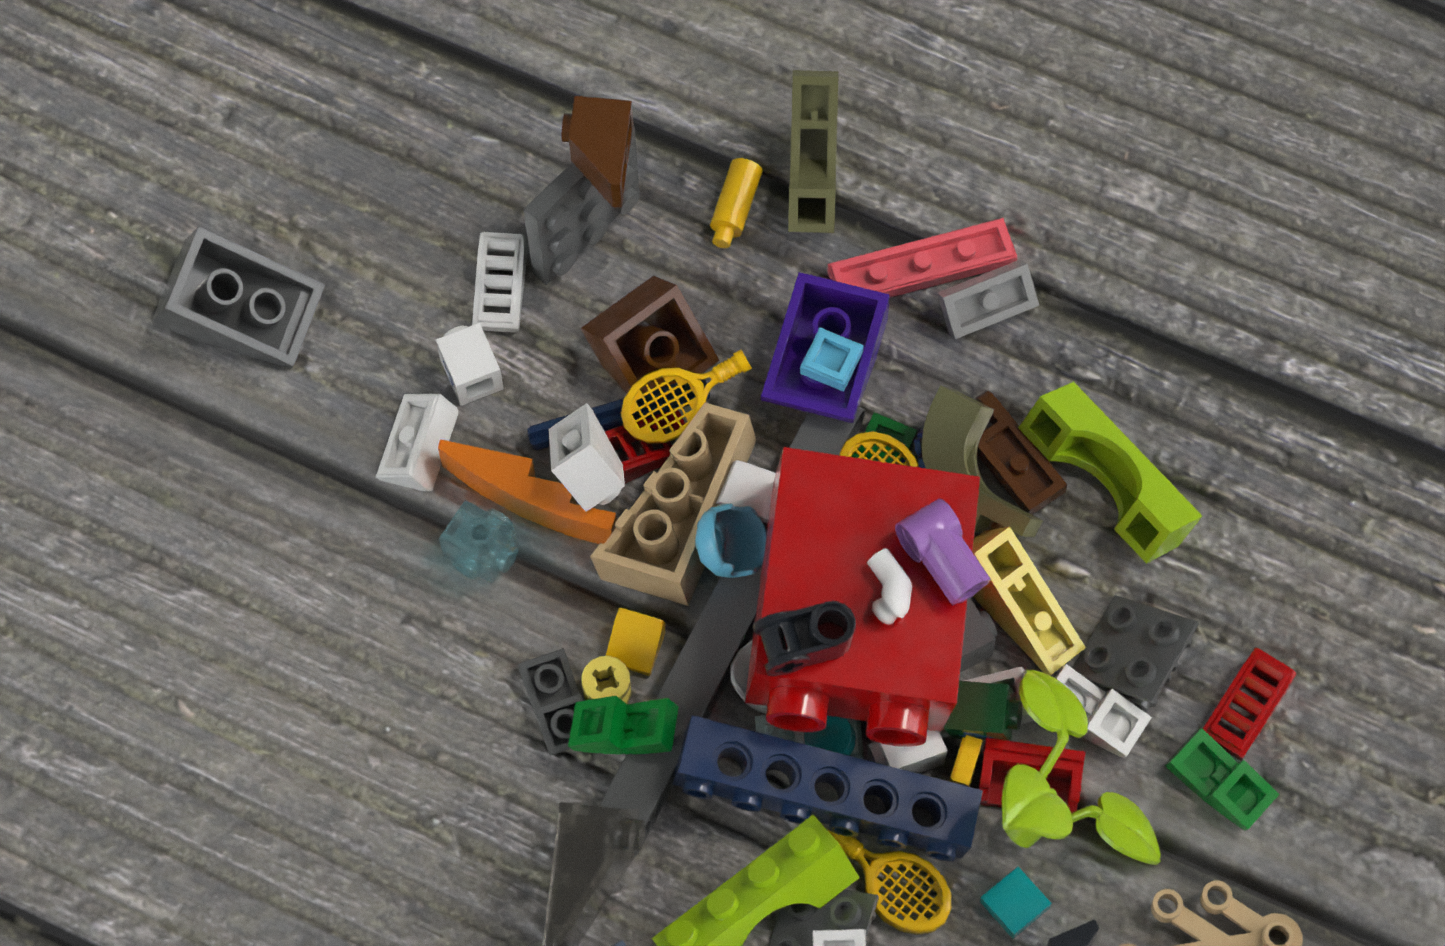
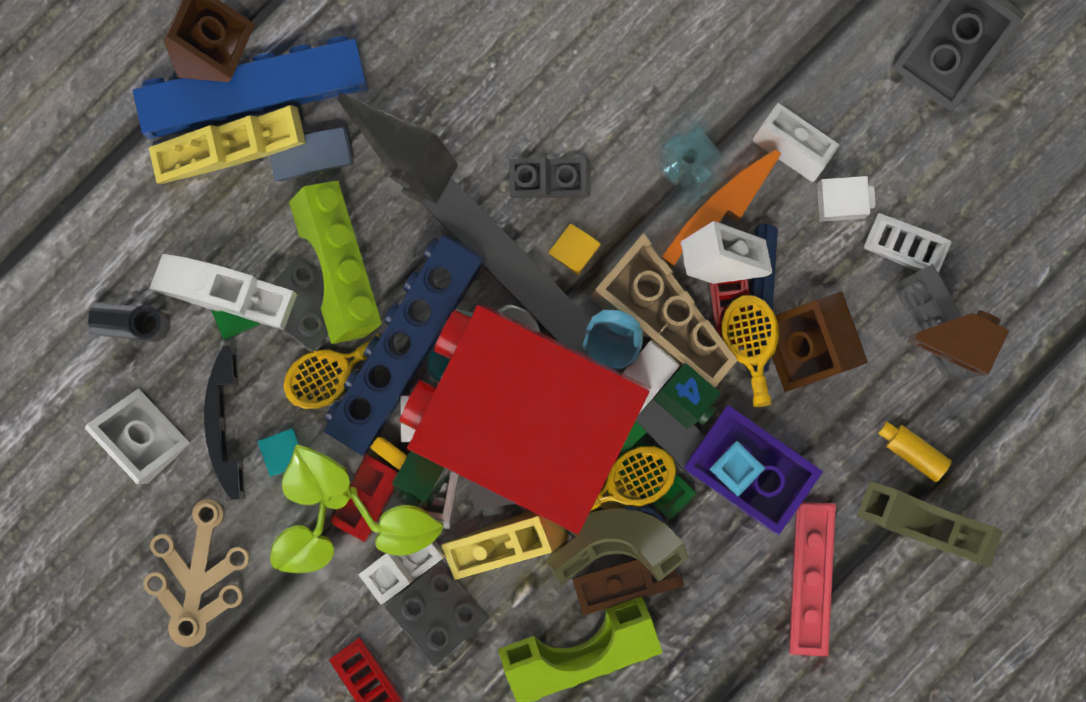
camera: 105 degrees right, 20 degrees up
(603, 667) = (551, 221): light yellow wheel -> none
(621, 728) = (502, 213): green slope -> none
(765, 434) = (688, 397): none -> dark green brick
(801, 638) = (486, 346): black piece -> none
(896, 587) = (503, 434): white arm -> none
(937, 541) = (531, 478): medium lavender piece -> none
(988, 299) = (760, 616): light grey plate -> none
(1220, 781) = (318, 637): green slope -> none

